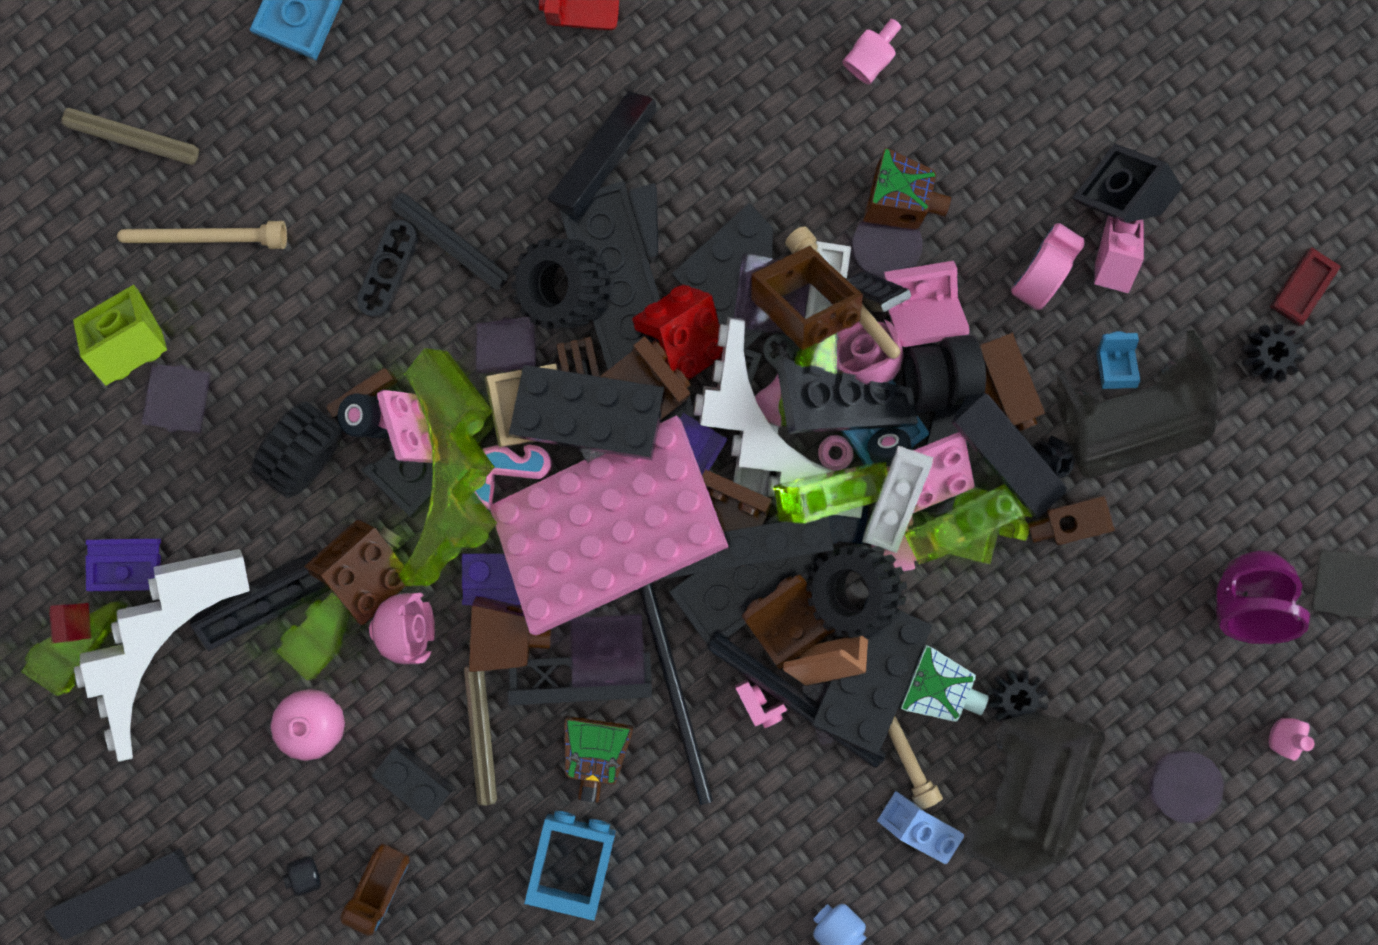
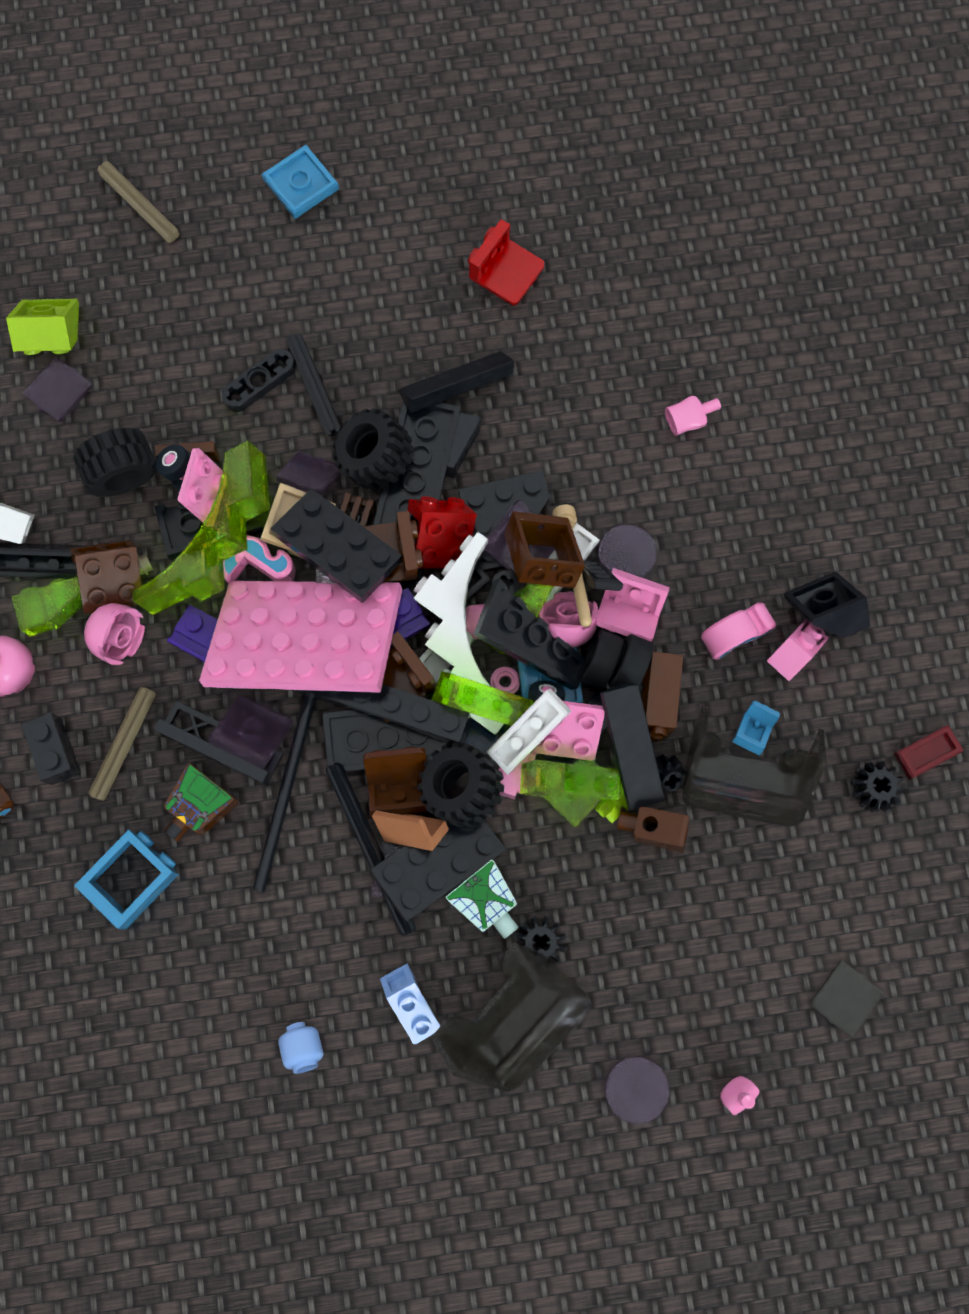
camera: 25 degrees right, 10 degrees down
(270, 234) = (192, 314): tan piece -> none
(501, 636) = (177, 677): reddish brown torso -> none
(753, 699) = (337, 830): bright pink bracket -> none
(903, 193) = (658, 520): reddish brown torso -> none
(924, 791) = (428, 975): tan piece -> none
(1269, 609) = (770, 968): magenta piece -> none

